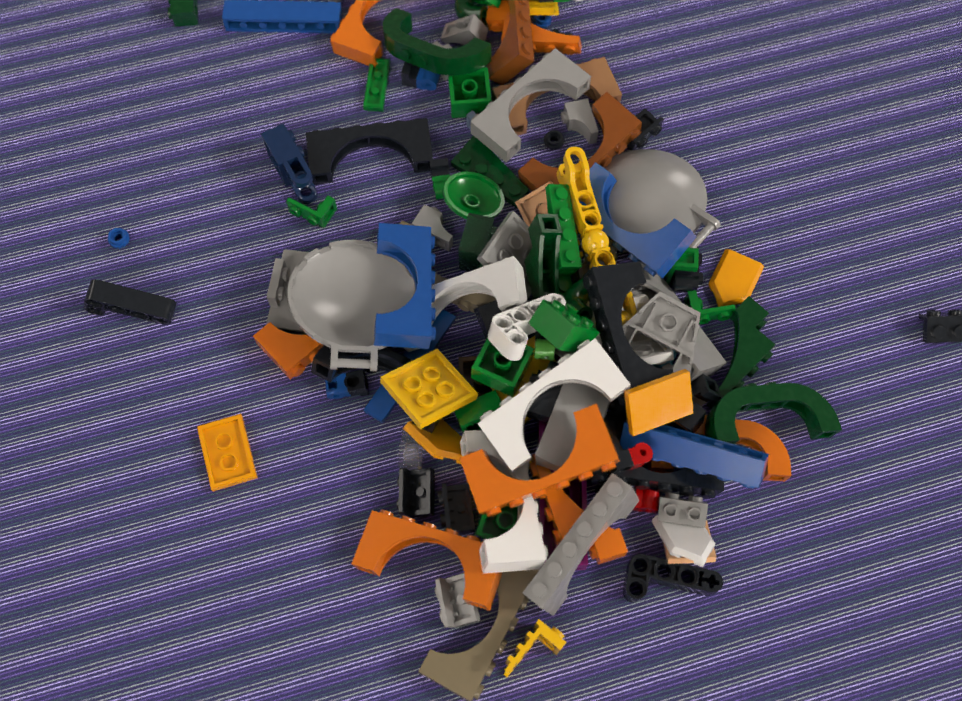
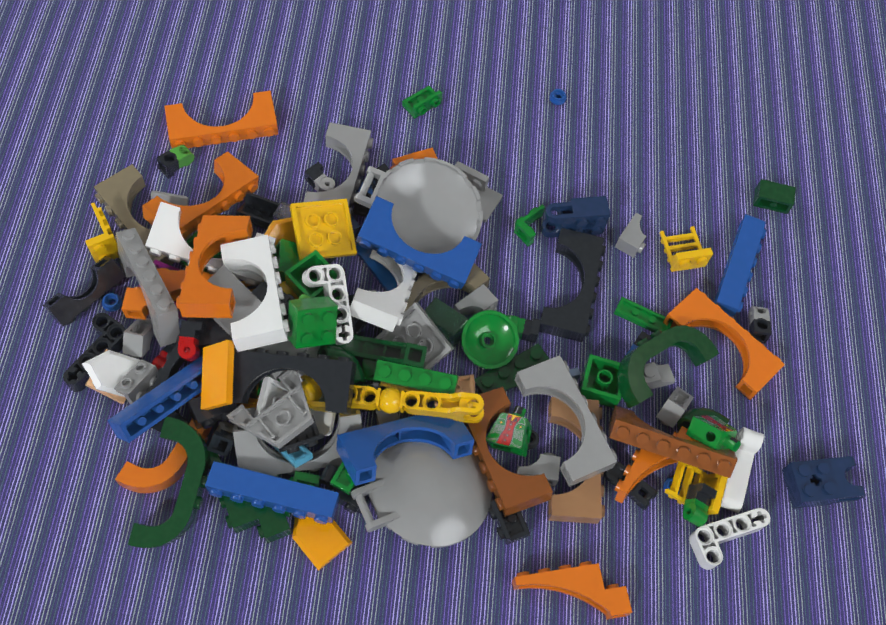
camera: 105 degrees right, 5 degrees down
(128, 301) = (503, 72): black beam -> none
(181, 378) = (422, 101): none -> green bracket
(227, 452) = (354, 113): light orange tile -> none
(279, 425) = (354, 145): none -> light grey arch
(291, 112) = (632, 238): none -> light grey arch
(293, 57) = (688, 259): none -> yellow plate
(337, 637) = (257, 123): none -> orange arch
(344, 445) = (317, 179): none -> leg
(384, 628) = (174, 160): none -> leg
(555, 146) = (511, 432): none -> torso
(602, 591) = (111, 297): none -> blue plate
(633, 638) = (104, 277): none -> black arch
(639, 538) = (138, 338): none -> light grey arch
(663, 63) = (582, 583): none -> orange arch
(730, 320) = (272, 492): none -> blue brick

